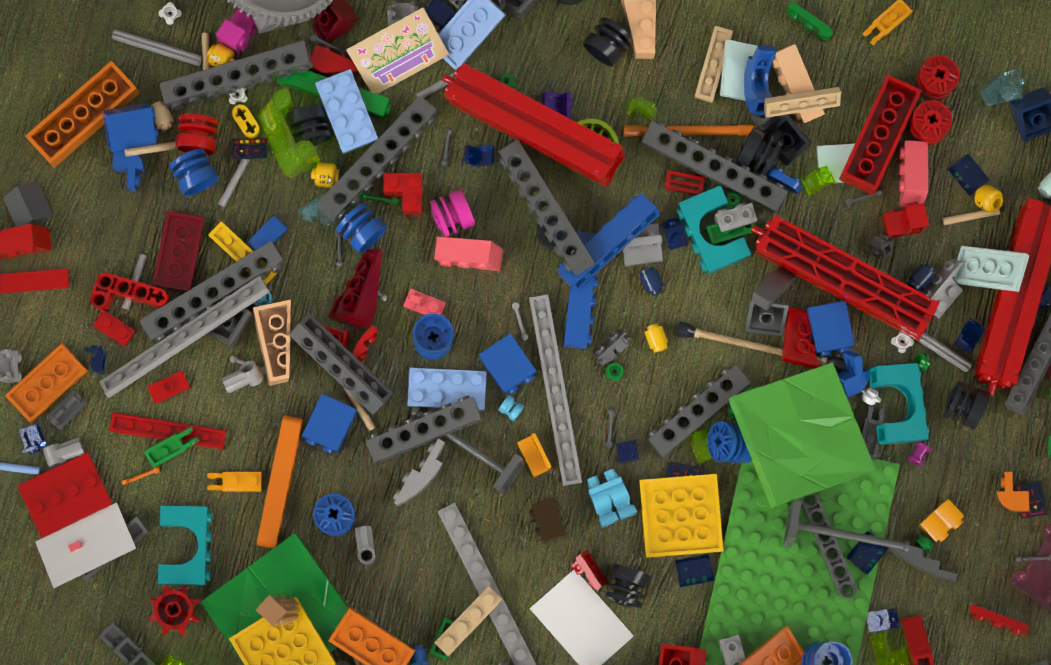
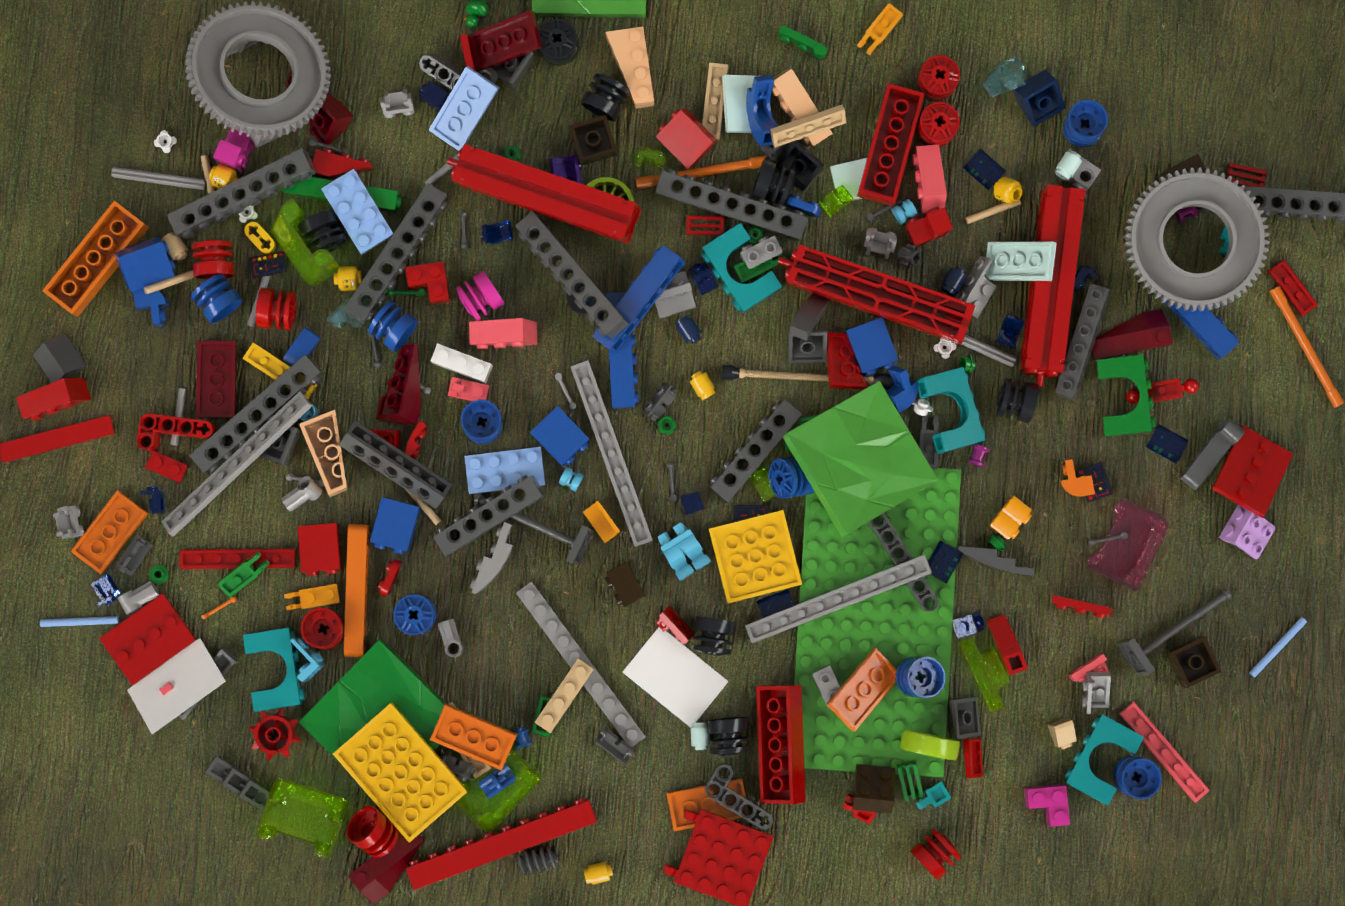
camera: 10 degrees left, 5 degrees up
(87, 439) = (165, 574): none -> green plate
(168, 387) = (230, 515): red plate -> none
(219, 551) = (309, 669): none -> medium azure bracket
(230, 509) = (312, 625): none -> red wheel
(246, 191) = (279, 309): none -> red wheel
(251, 434) = (320, 549): none -> red brick
(279, 609) = (375, 721): medium nougat brick -> none
(311, 480) = (386, 584): none -> red plate
(398, 51) = (398, 143): sticker -> none
(422, 276) = (461, 363): none -> white brick
(589, 81) = (593, 140): none -> dark brown brick
(680, 94) = (686, 138): none -> brick
(757, 570) = (838, 599): none -> light grey plate
(793, 526) = (867, 548): dark grey tile -> none
(854, 228) = (880, 242): none -> light grey piece
(883, 202) = (904, 211): none -> medium azure wheel

